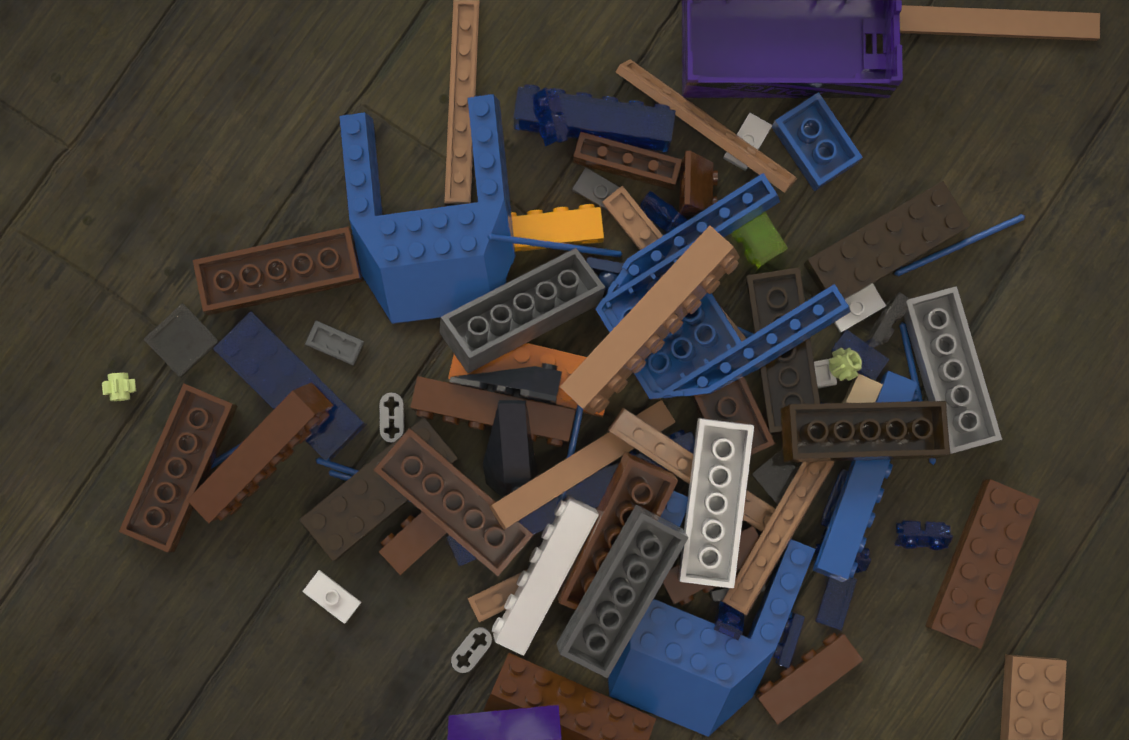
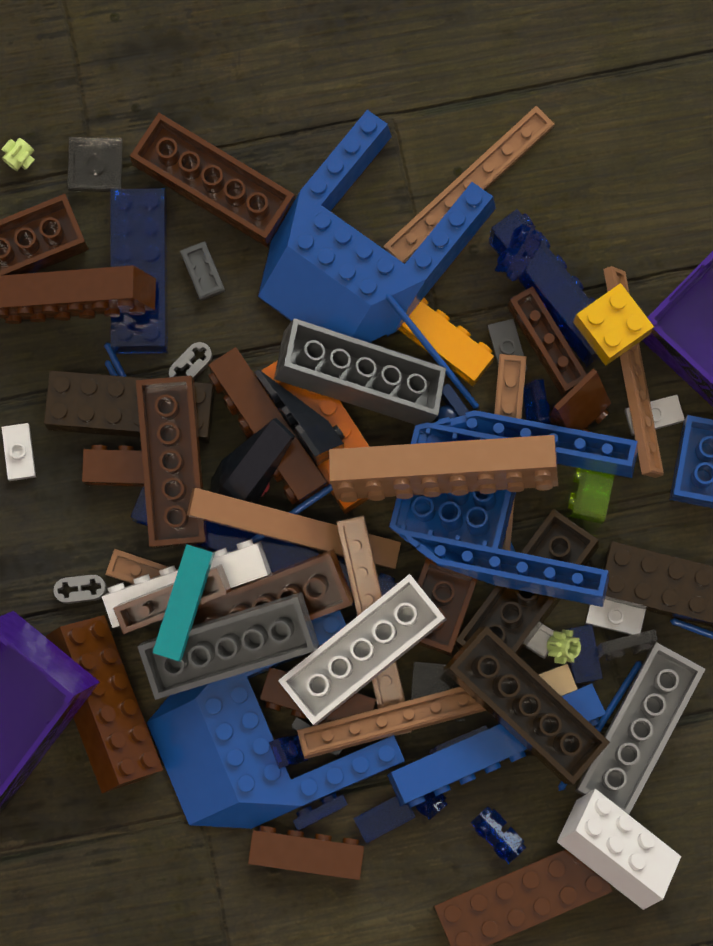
camera: 50 degrees right, 5 degrees down
(550, 597) = (152, 605): none -> reddish brown brick
(564, 593) = (183, 603): none -> teal tile
(667, 105) = (613, 324): none -> yellow brick
(1018, 466) = (619, 849): none -> white brick

